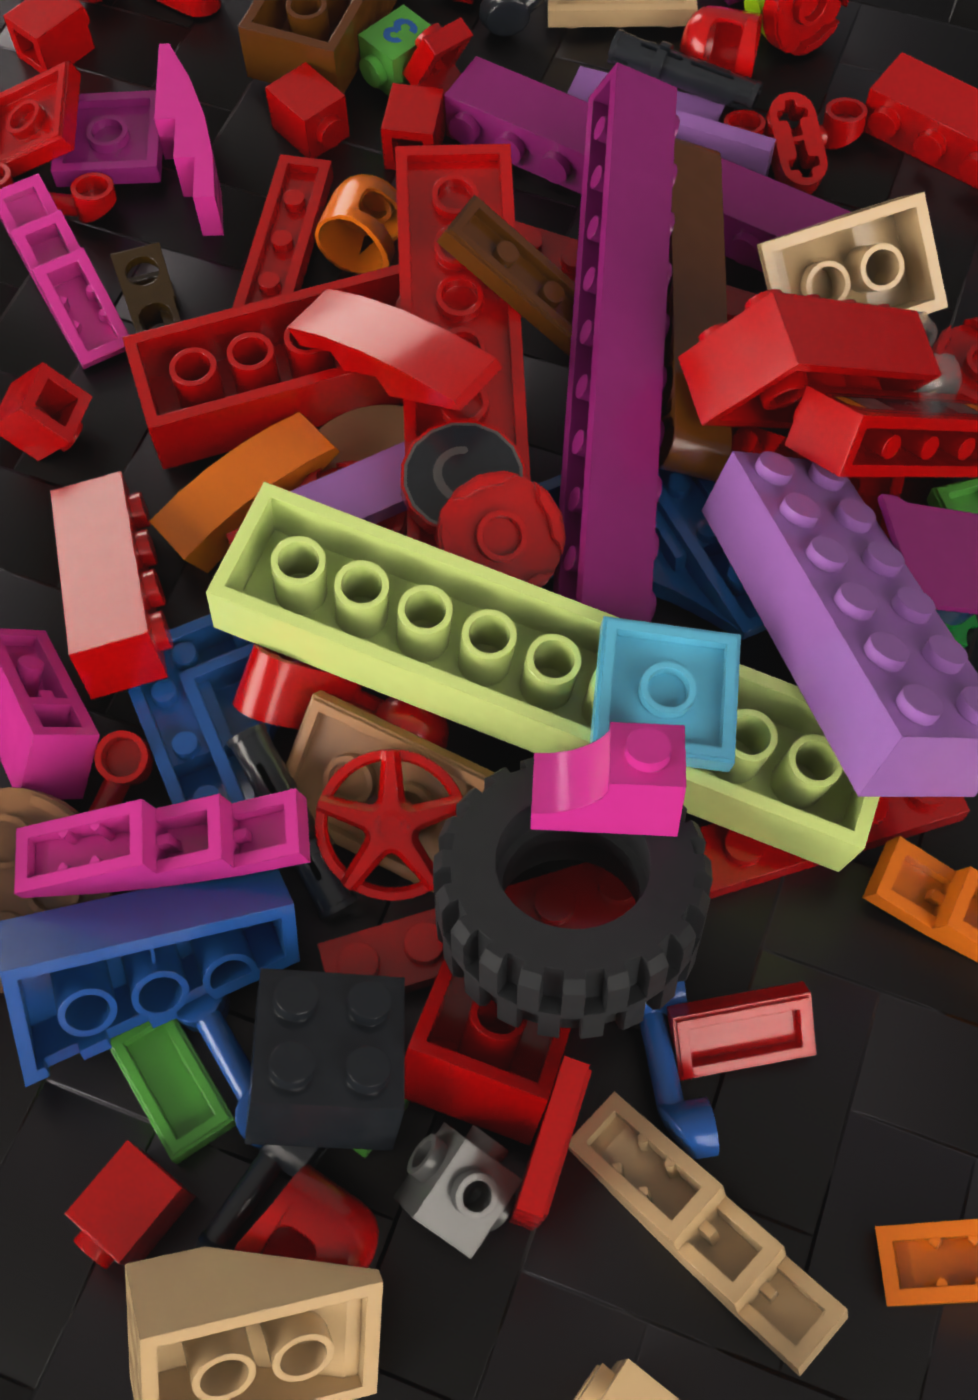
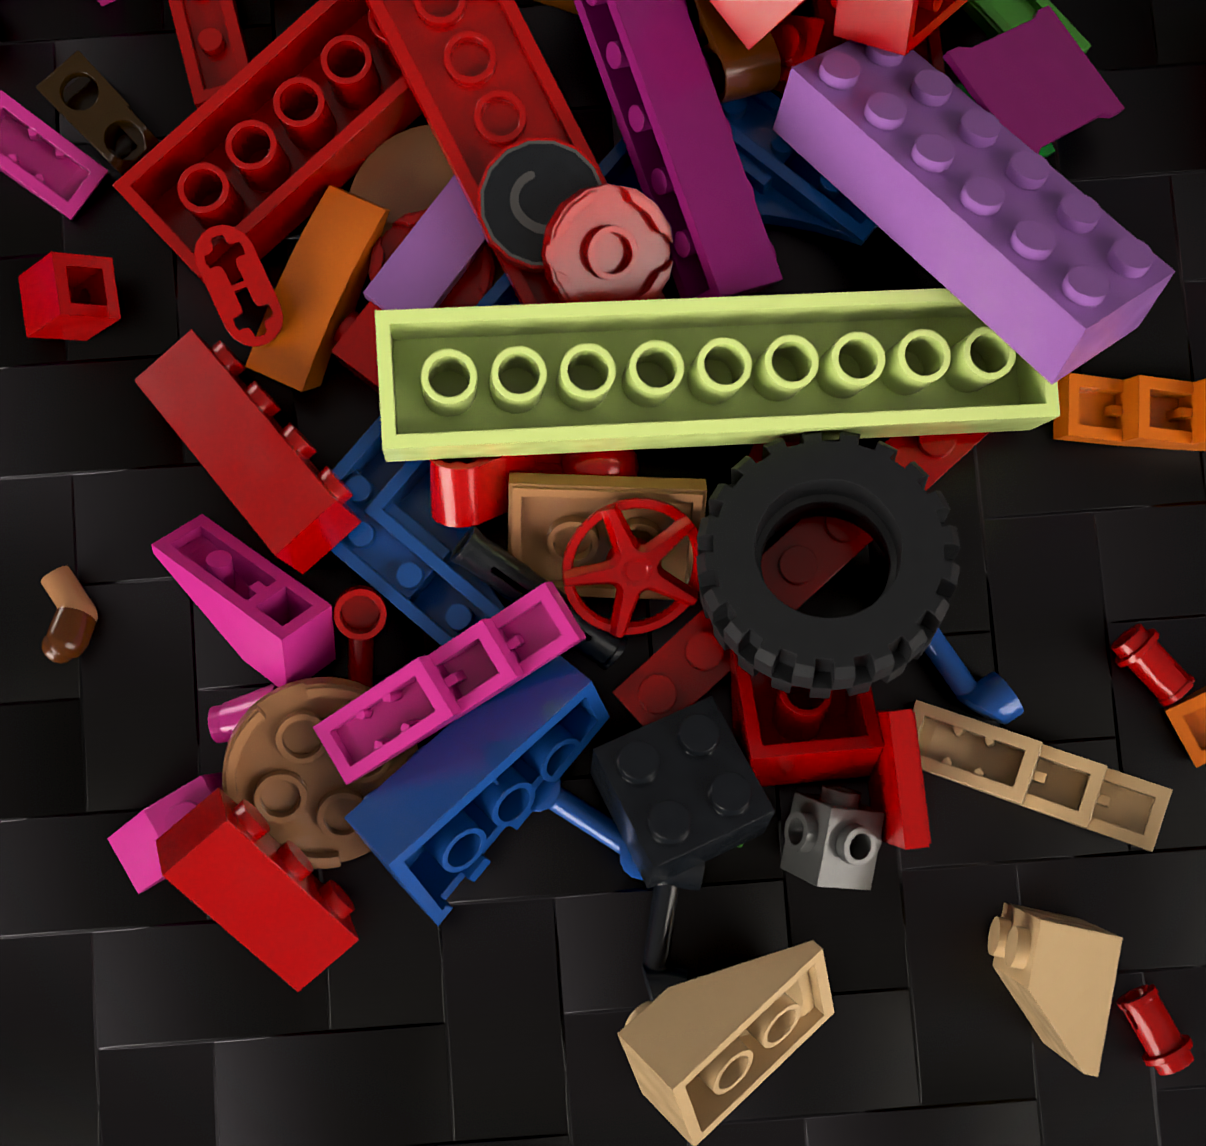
camera: 25 degrees left, 20 degrees up
(127, 1208) = (574, 976): red brick -> none
(161, 446) = (223, 292): none -> red beam
(172, 1087) = (554, 864): bright green tile -> none
(315, 1223) = (735, 920): red helmet -> none
(400, 349) = (412, 94): red slope -> none
(615, 785) = (836, 465): dark pink arch -> none
(672, 679) = (838, 353): medium azure tile -> none
(742, 1030) = (1002, 601): tile -> none
(880, 1169) = (1152, 664): none -> red pin

